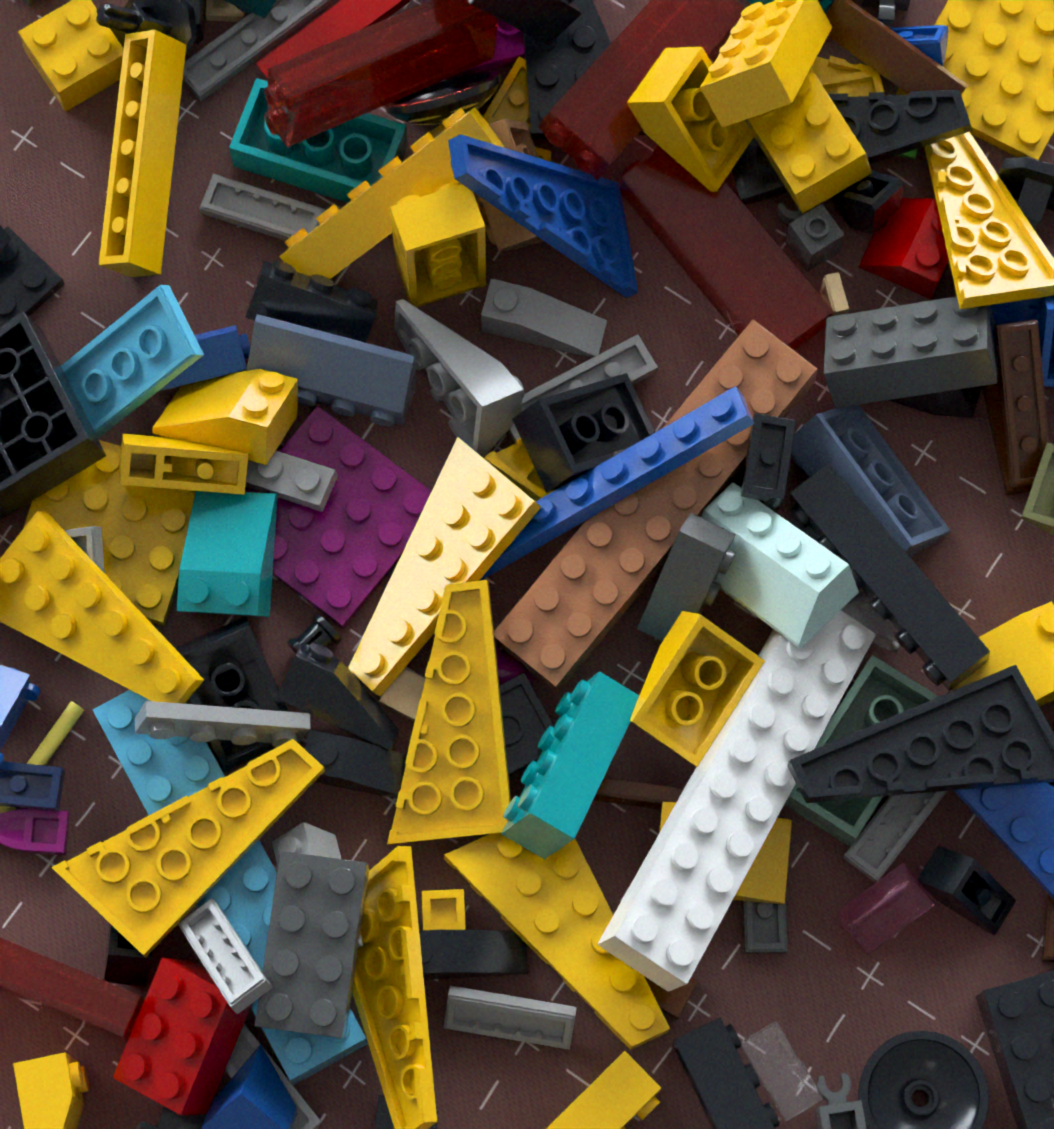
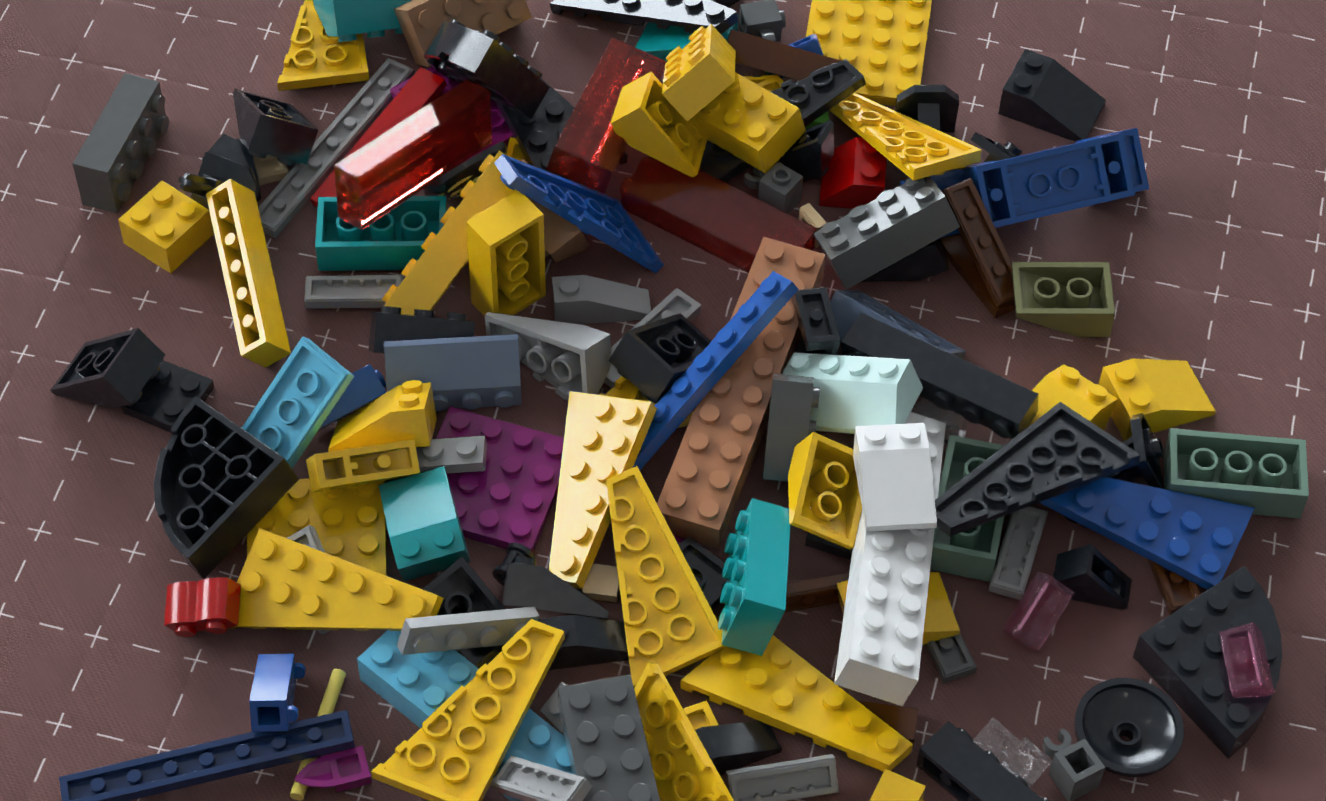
camera: 20 degrees left, 20 degrees down
(768, 713) = (894, 477): none -> white slope

